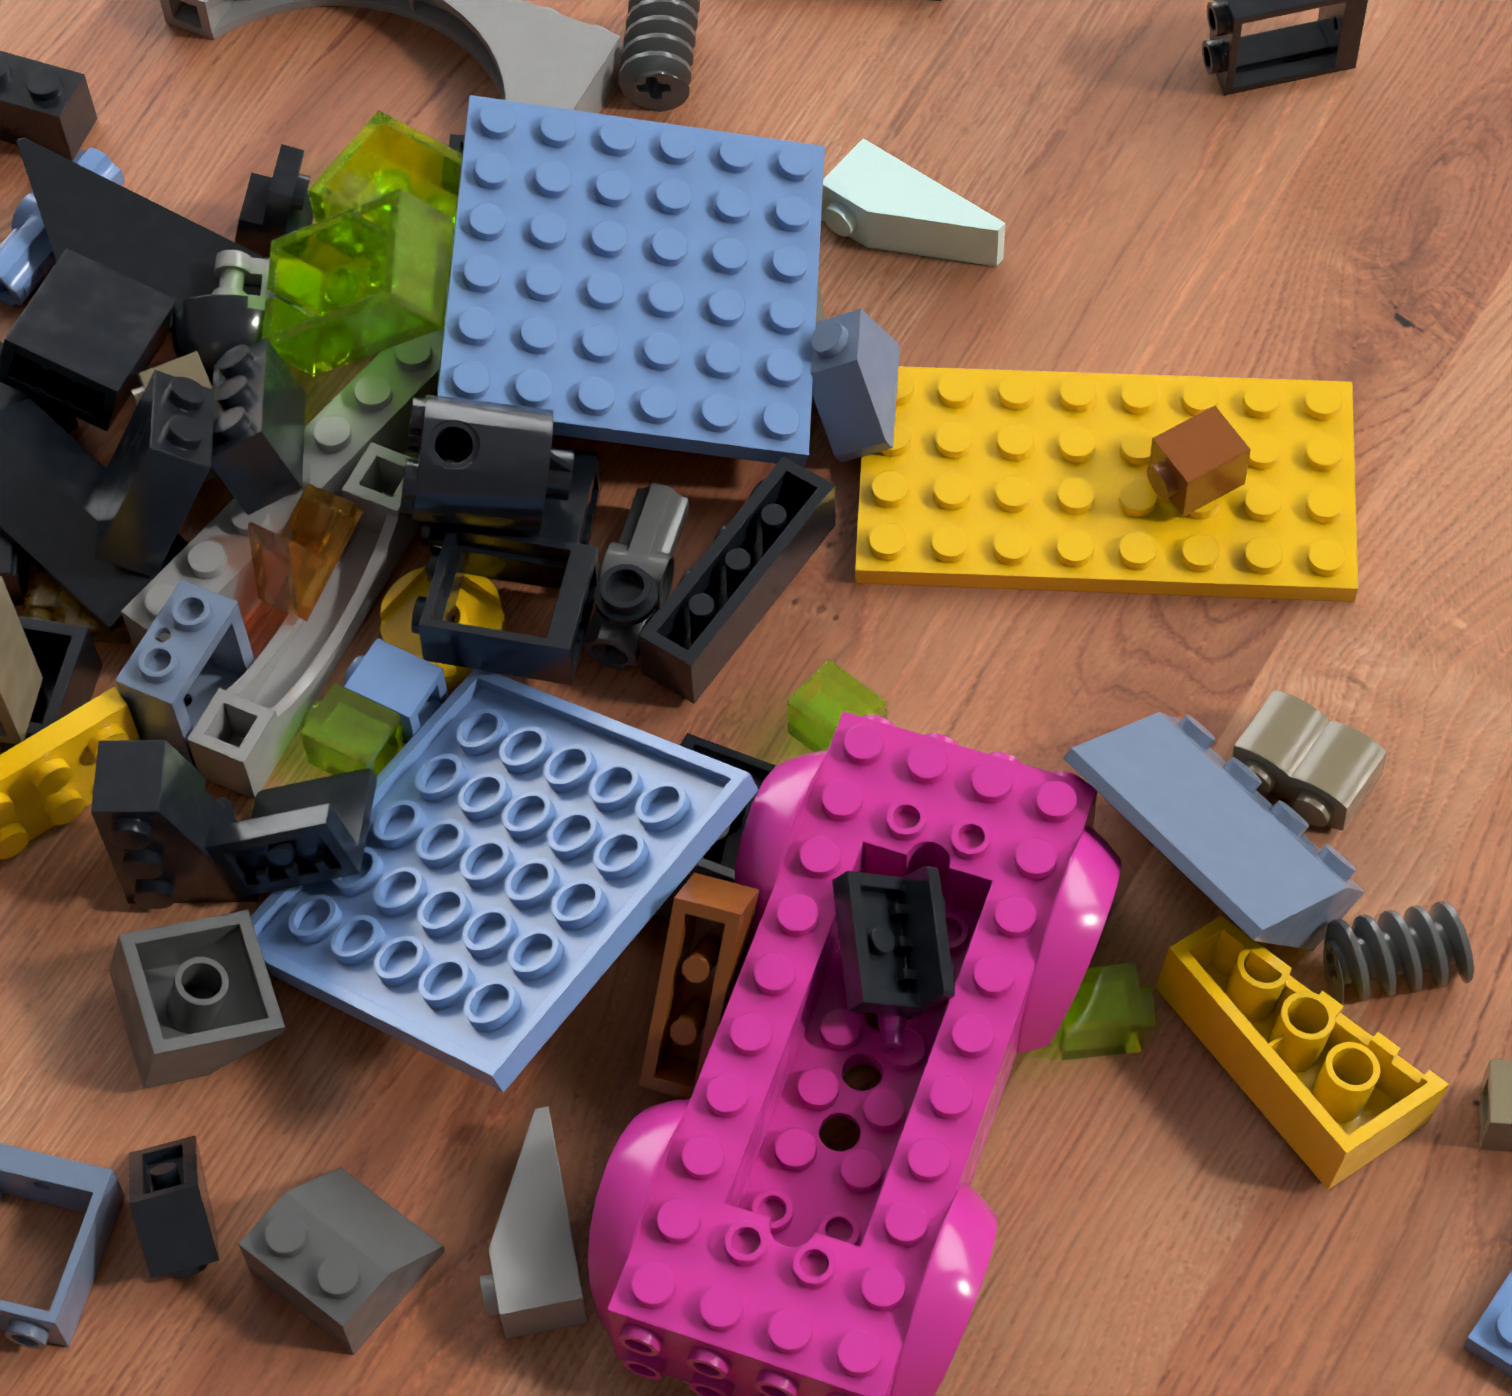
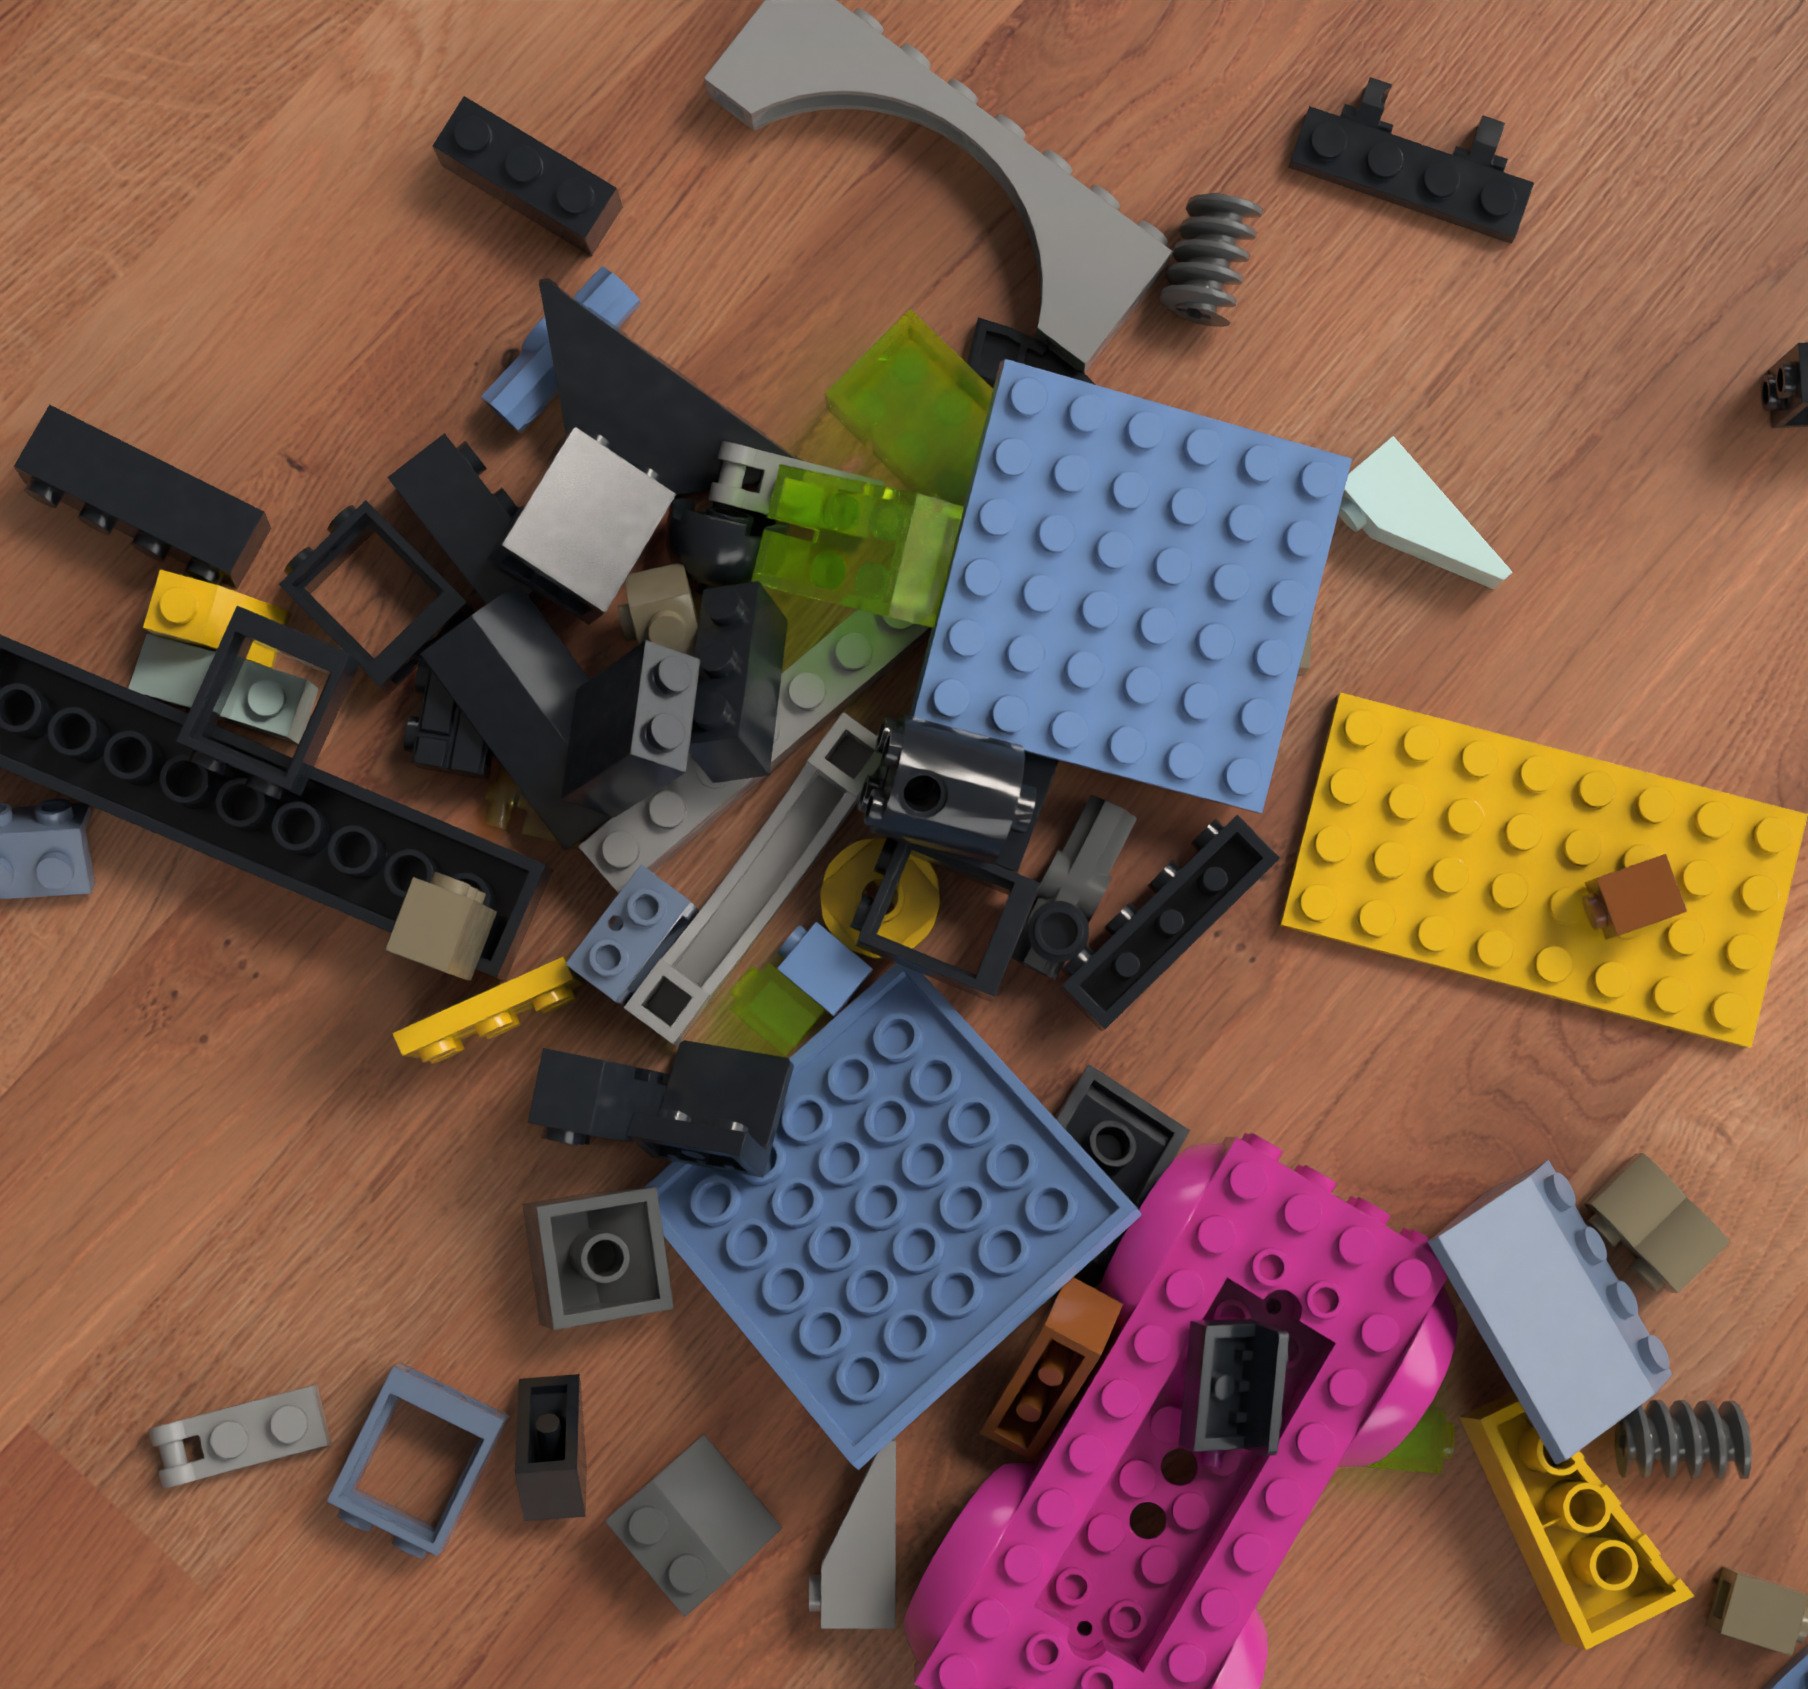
camera: 10 degrees right, 25 degrees up
(275, 203) = (788, 386): black brick -> none
(299, 562) = (763, 815): clear orange slope -> none
(820, 701) = (1233, 1087): clear neon green brick -> none
(855, 383) = (1324, 733): sand blue slope -> none

